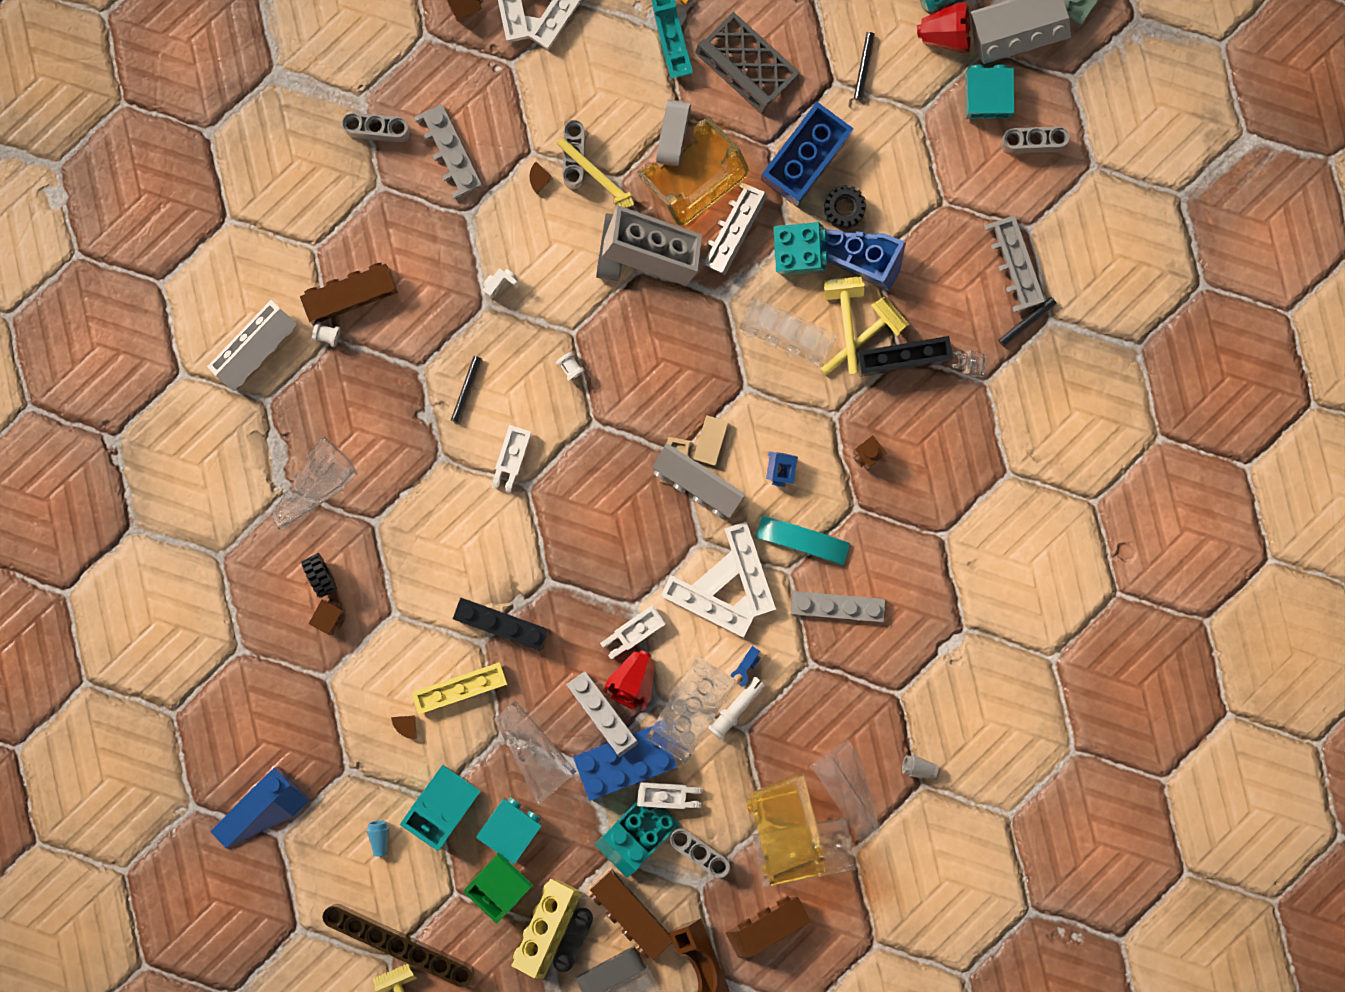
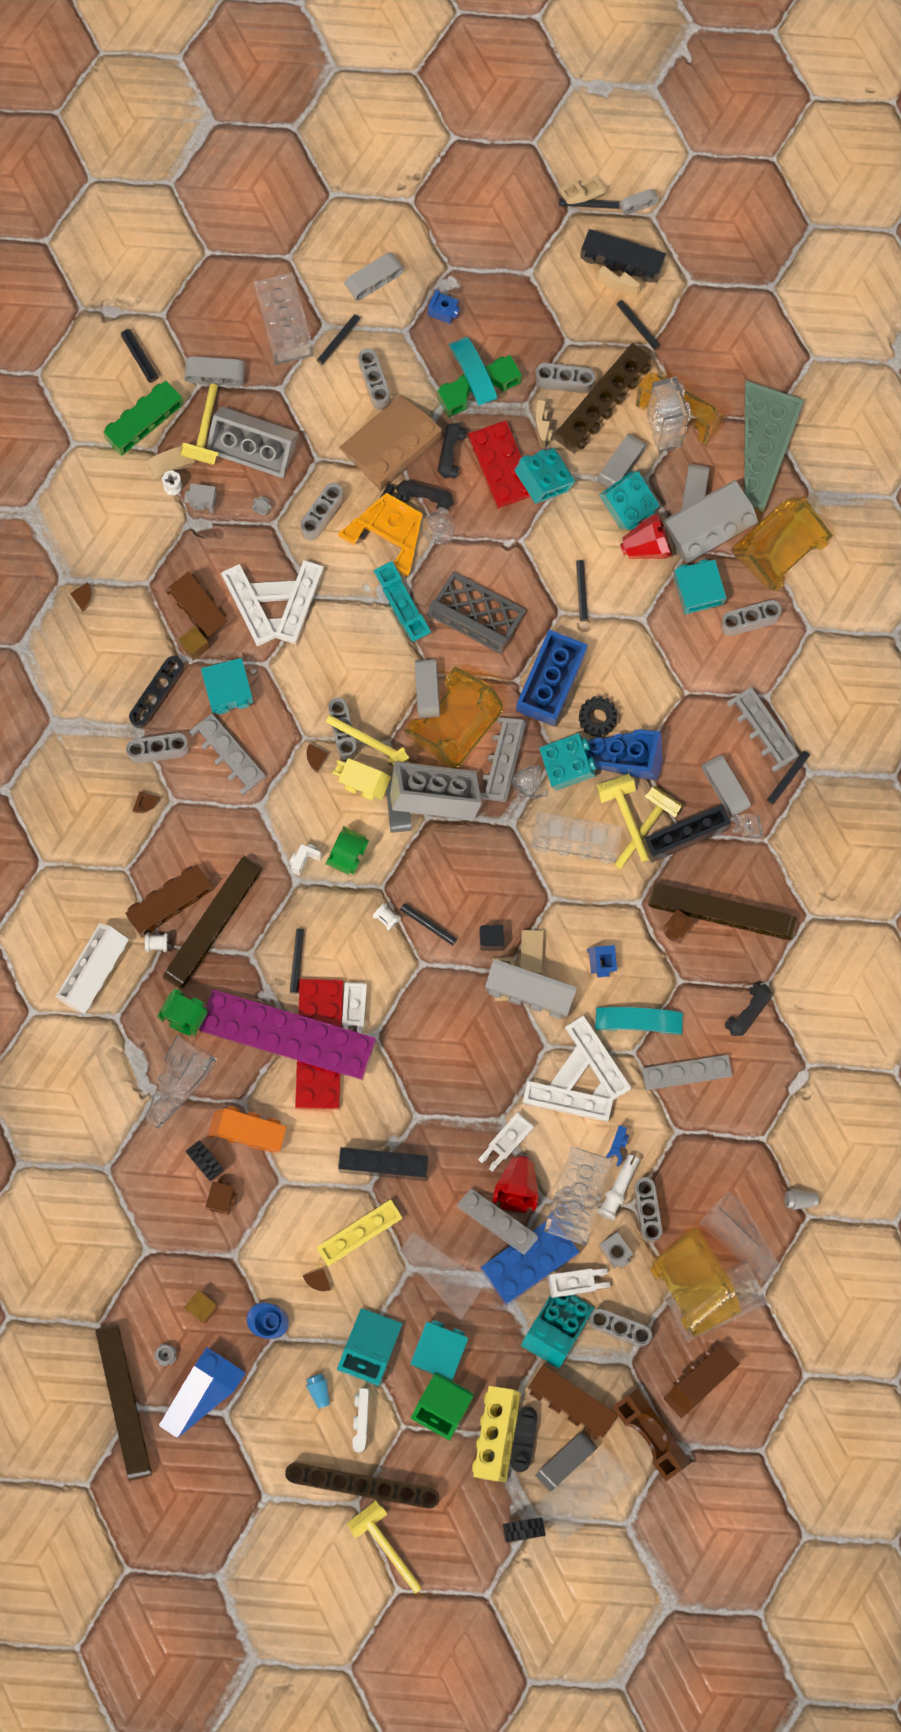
camera: 15 degrees left, 10 degrees down
(179, 799) = (123, 1402): none -> dark brown beam
(227, 762) = (159, 1355): none -> light grey plate
(280, 723) = (201, 1307): none -> pearl gold piece
(332, 417) = (182, 1013): none -> green brick
(344, 754) = (267, 1320): none -> blue hat
(350, 182) = (145, 802): none -> reddish brown tile
(371, 554) = (247, 1129): none -> orange wedge
(388, 327) = (212, 922): none -> dark brown beam
(392, 68) = (153, 690): none -> black beam
(413, 880) = (360, 1421): none -> white hinge
(436, 465) = (288, 1034): none -> magenta plate
(441, 23) = (193, 643): none -> pearl gold piece
(464, 79) = (227, 686): none -> teal brick
(467, 482) = (316, 1086): none -> red plate
(545, 286) = (346, 849): none -> green brick
(580, 213) = (362, 778): none -> light yellow brick
(611, 384) = (428, 924): none -> black bar
(672, 415) = (491, 938): none -> black piece
(708, 766) = (616, 1241): none -> light grey brick
(753, 261) = (528, 782): none -> clear helmet
(759, 751) = (651, 1200): none -> light grey beam
(906, 572) = (760, 998): none -> black piece
(920, 448) = (723, 911): none -> dark brown beam
(959, 314) = (725, 785): none -> light grey beam
(1090, 64) = (781, 541): none -> clear yellow windscreen

